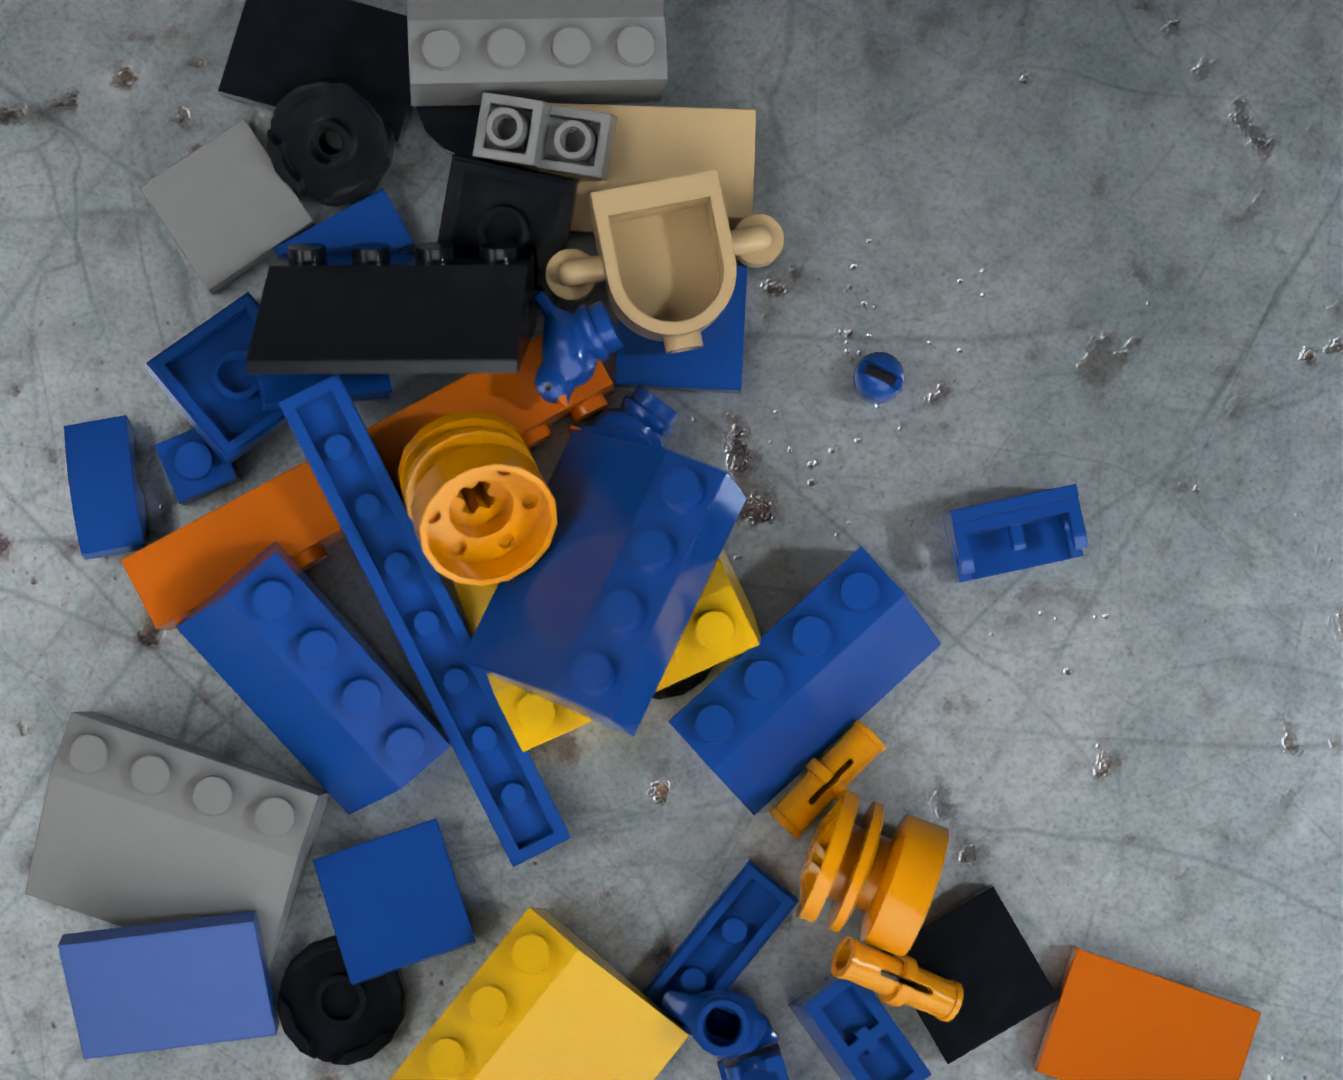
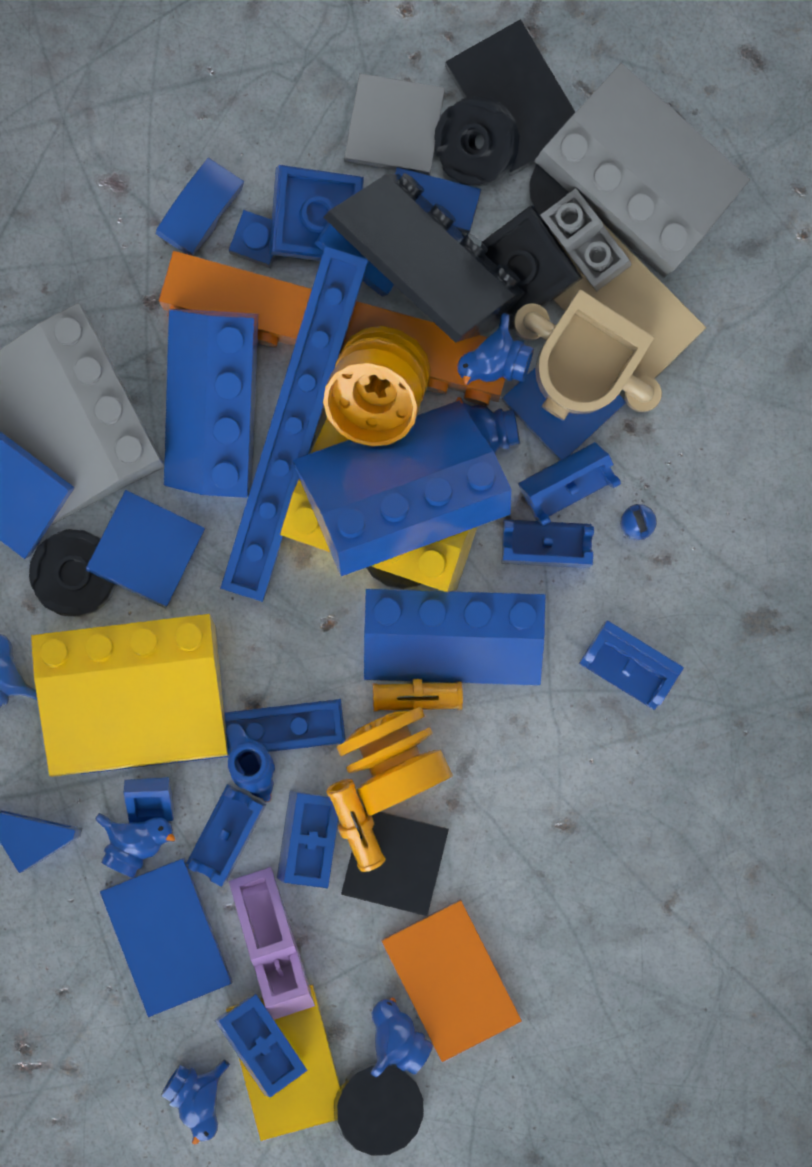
camera: 45 degrees right, 0 degrees up
(768, 405) = (568, 482): none -> blue hinge
(807, 489) = (547, 545): none -> blue hinge

